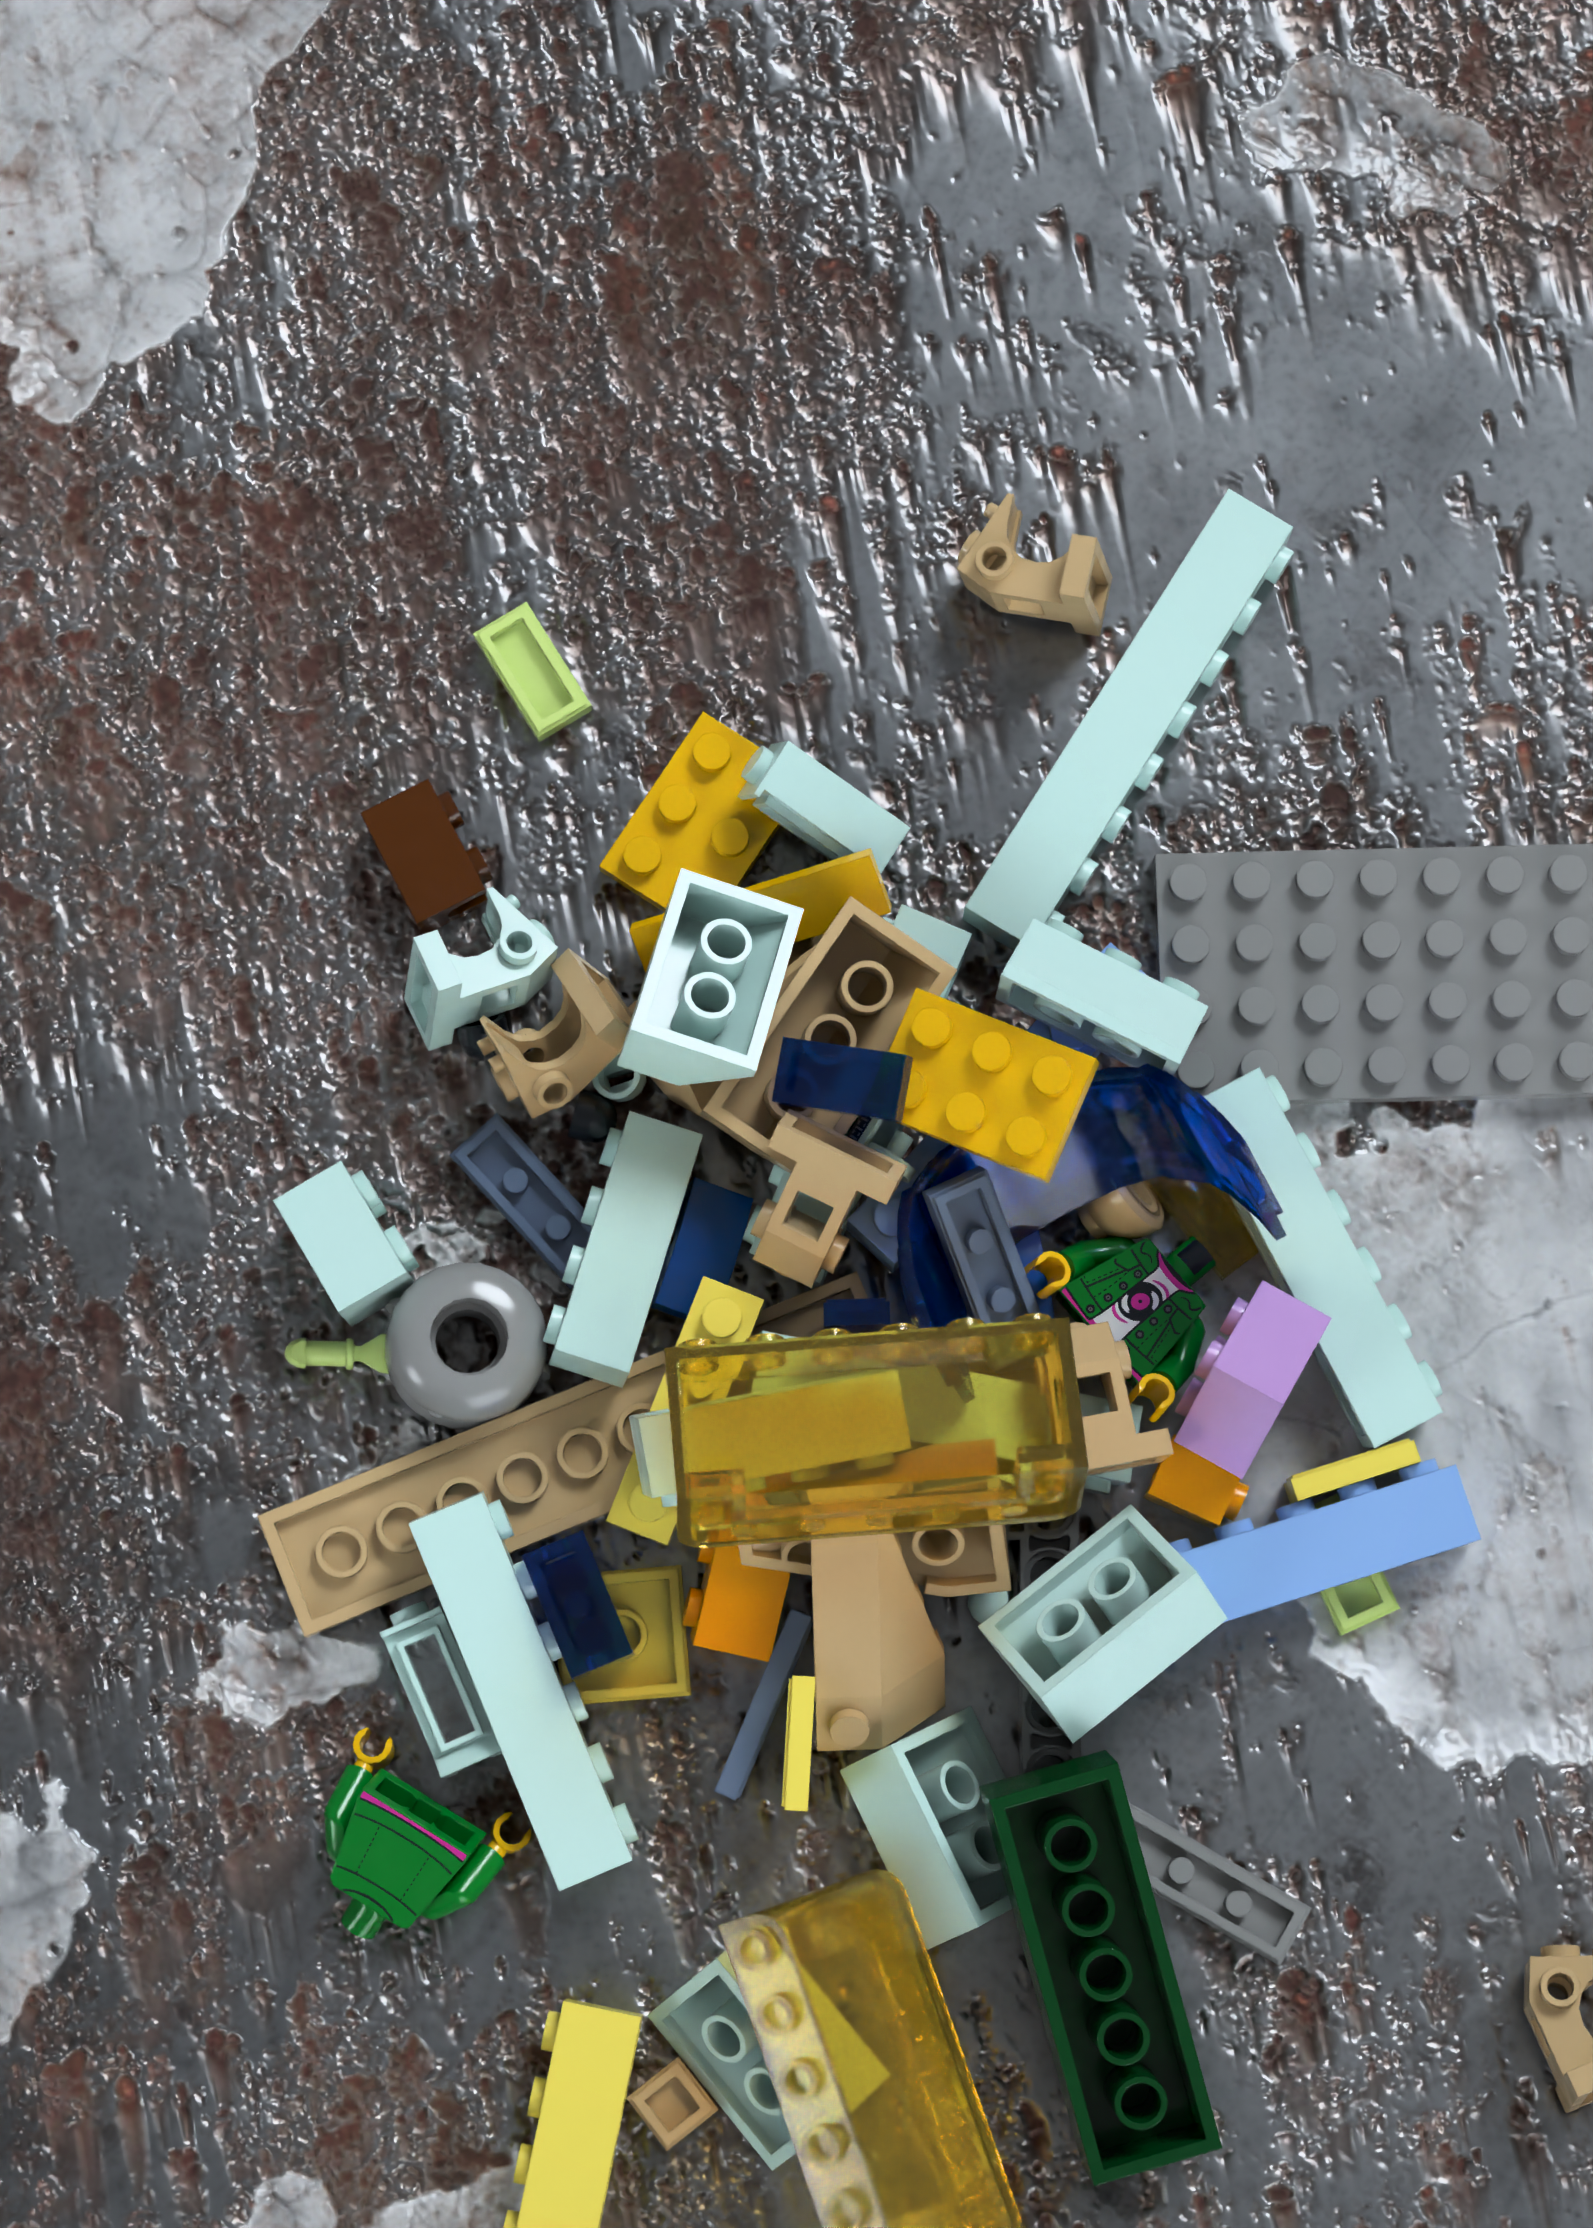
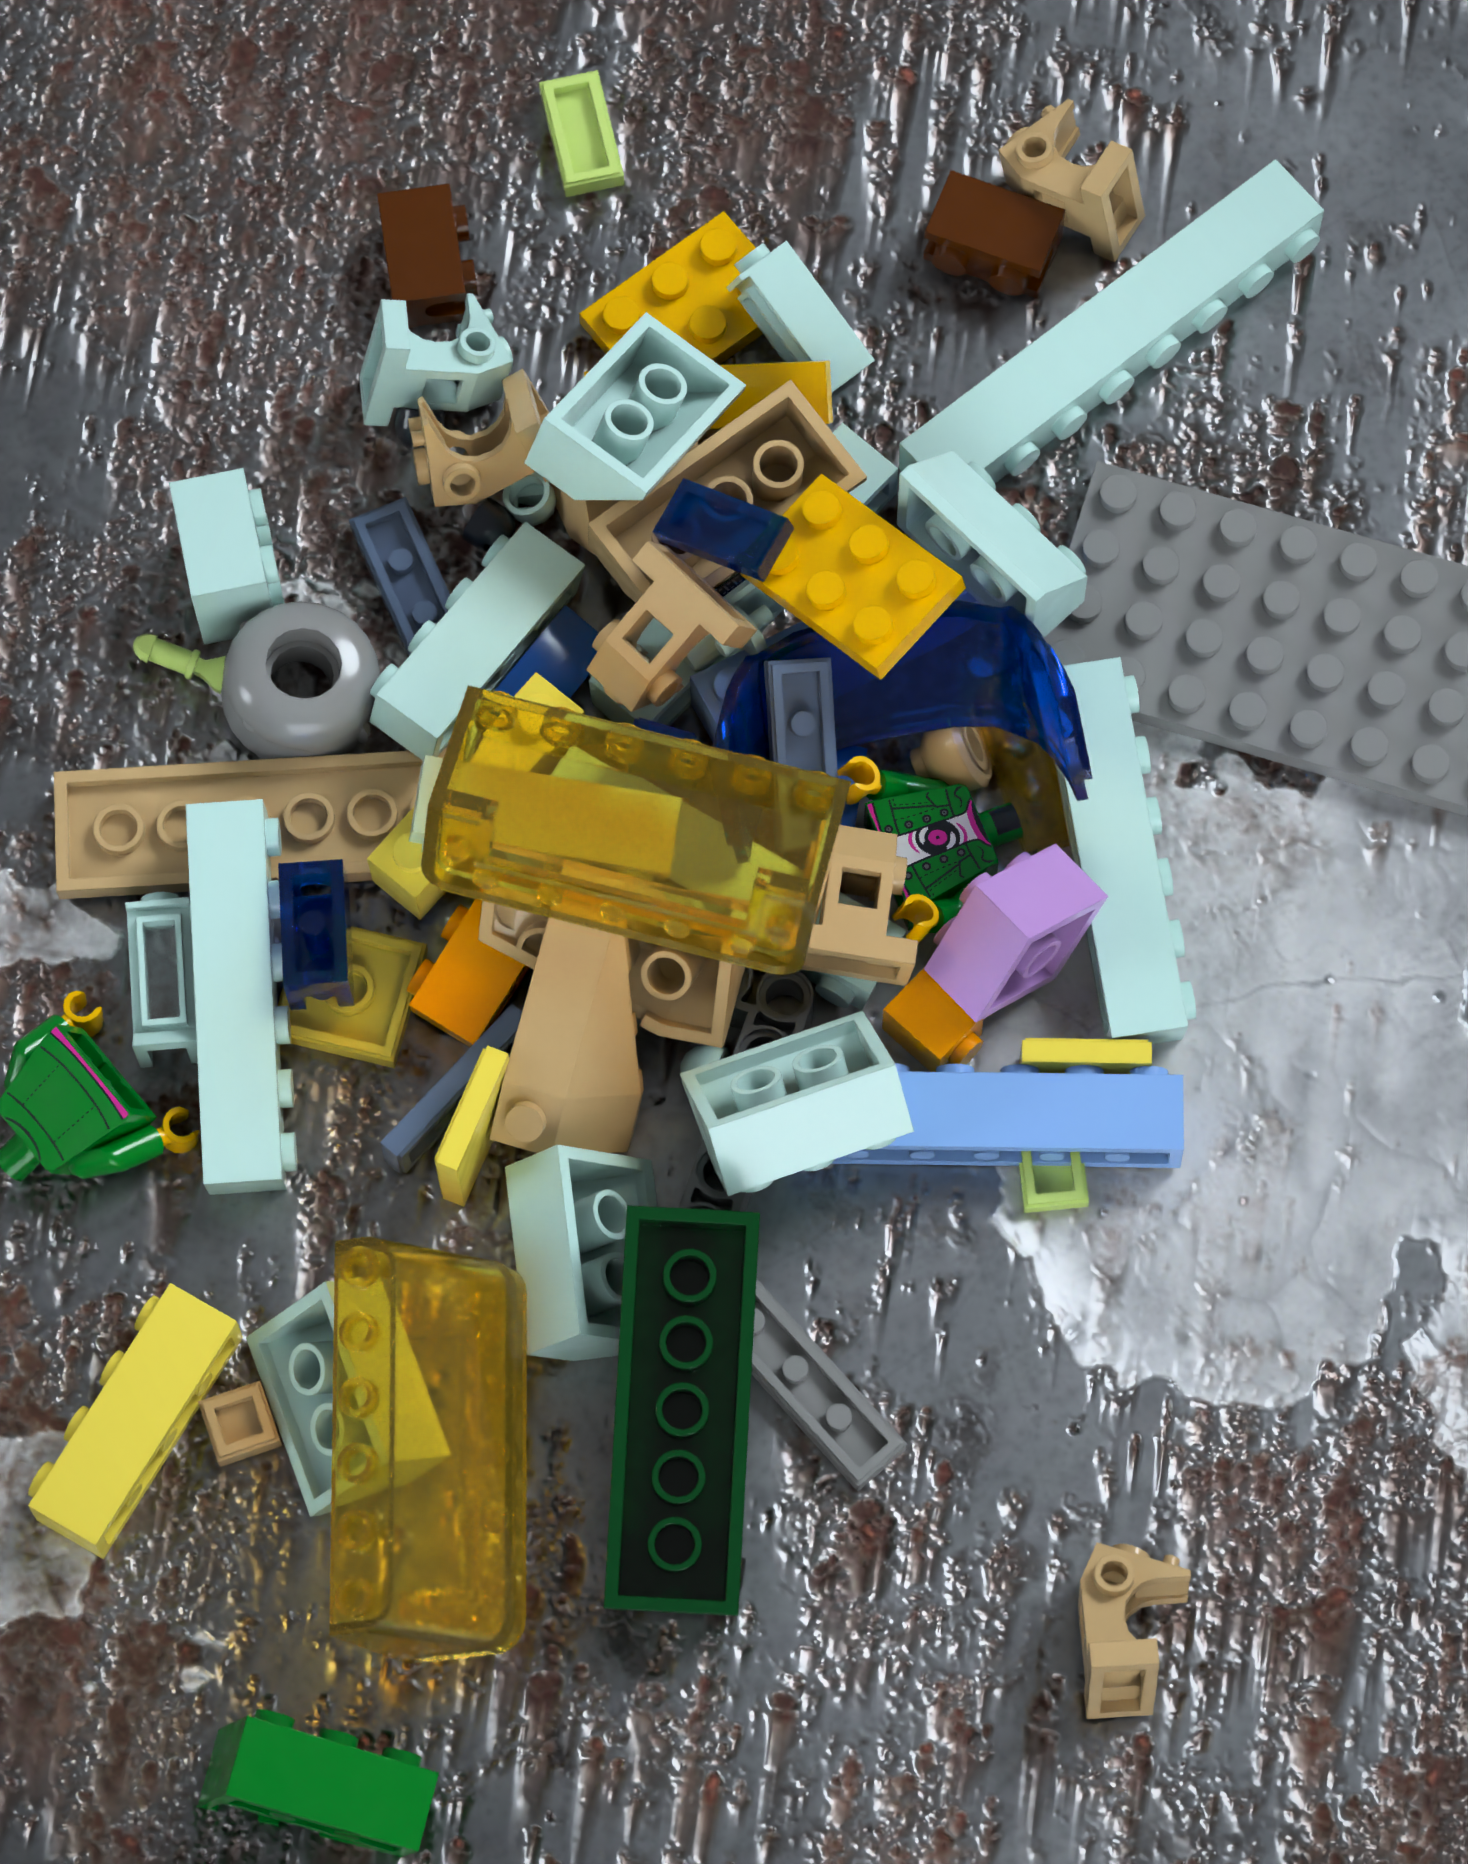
camera: 20 degrees right, 10 degrees down
(976, 653) = (993, 235): none -> reddish brown brick

